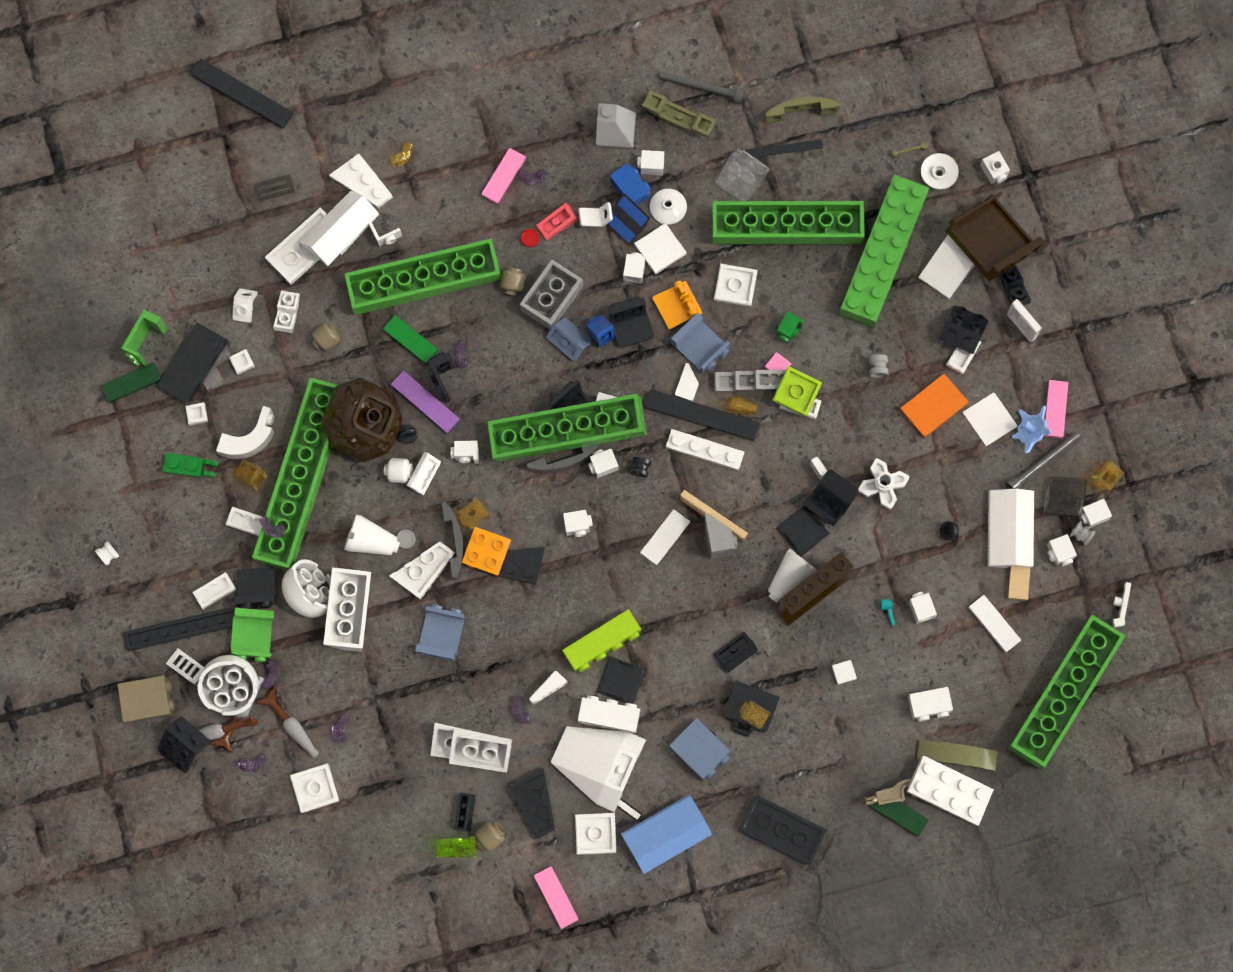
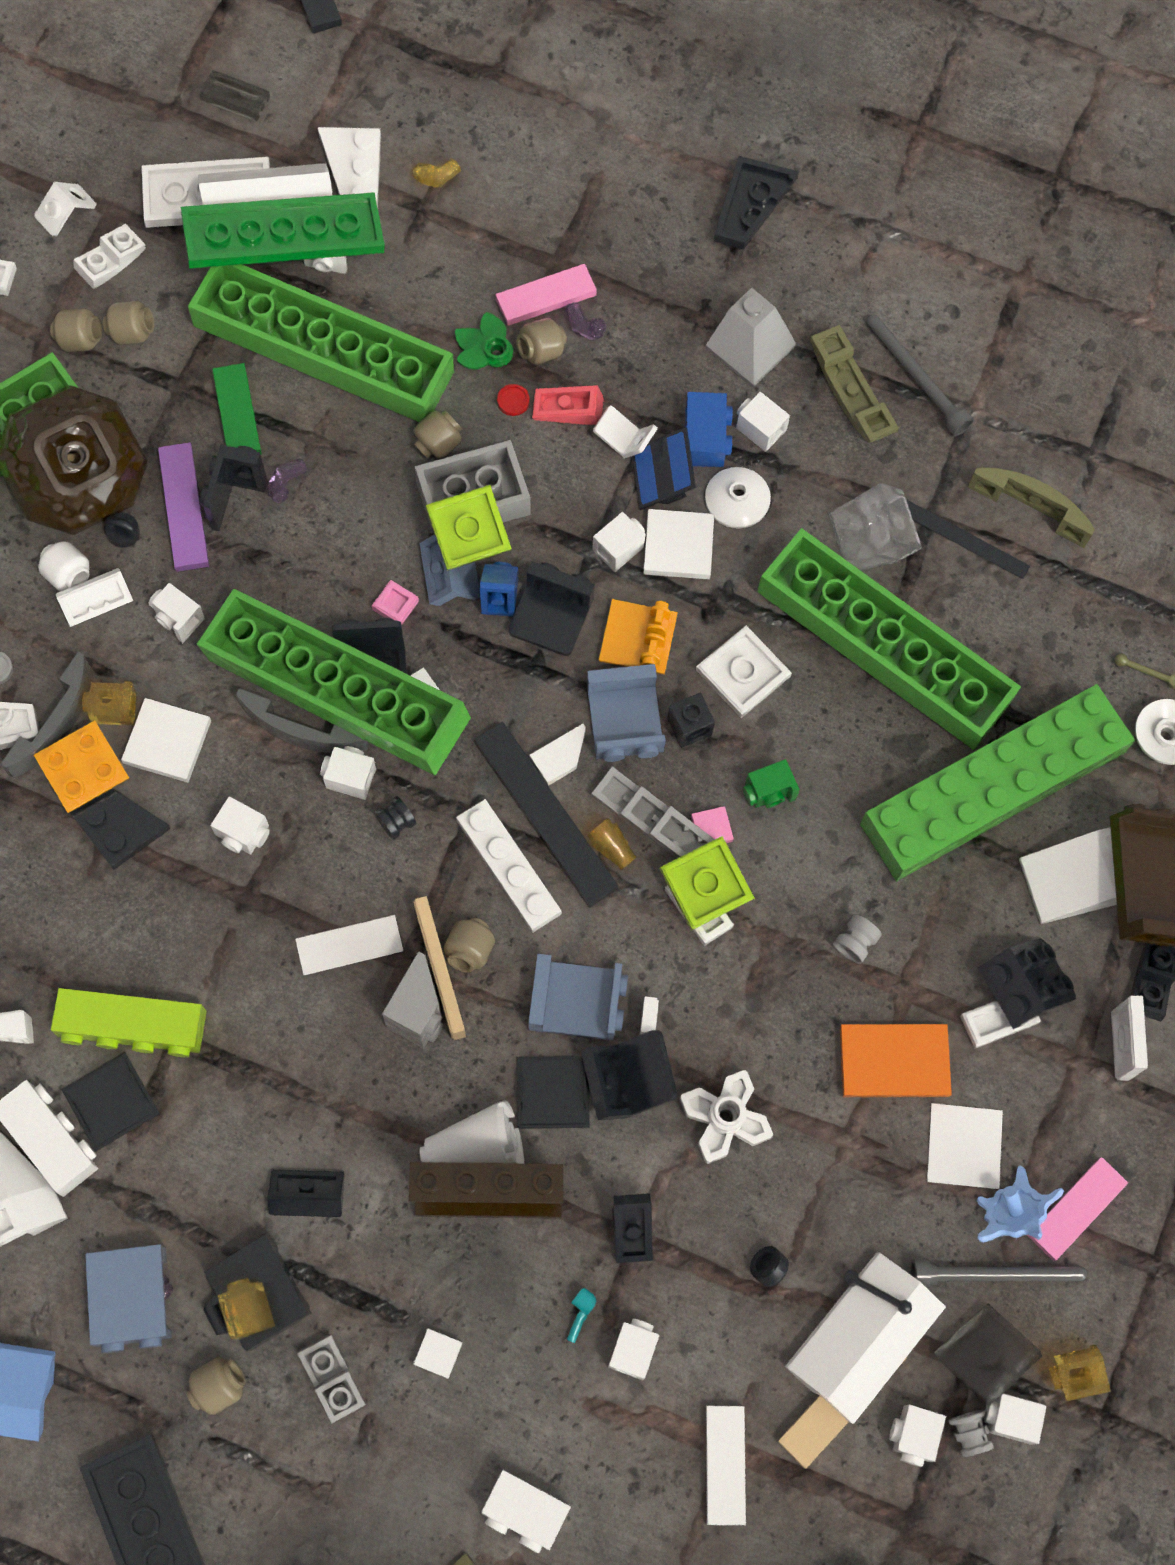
camera: 30 degrees right, 5 degrees down
(305, 358) = (76, 330): none -> dark tan head
(364, 239) = (282, 230): none -> green plate
(492, 221) = (480, 343): none -> green plate
(510, 511) = (166, 740): none -> white tile
(521, 200) = (541, 341): none -> dark tan head
(557, 373) = (395, 602): none -> bright pink tile
(559, 58) = (751, 199): none -> black wing
(567, 314) = (468, 527): none -> lime tile
(718, 496) = (469, 945): none -> dark tan head
(732, 325) = (690, 720): none -> black brick
(765, 755) = (216, 1385): none -> dark tan head
(781, 483) = (576, 999): none -> sand blue panel
(809, 716) = (331, 1378): none -> light grey slope
(882, 559) = (632, 1228): none -> black slope
(987, 509) = (852, 1279): none -> black hinge

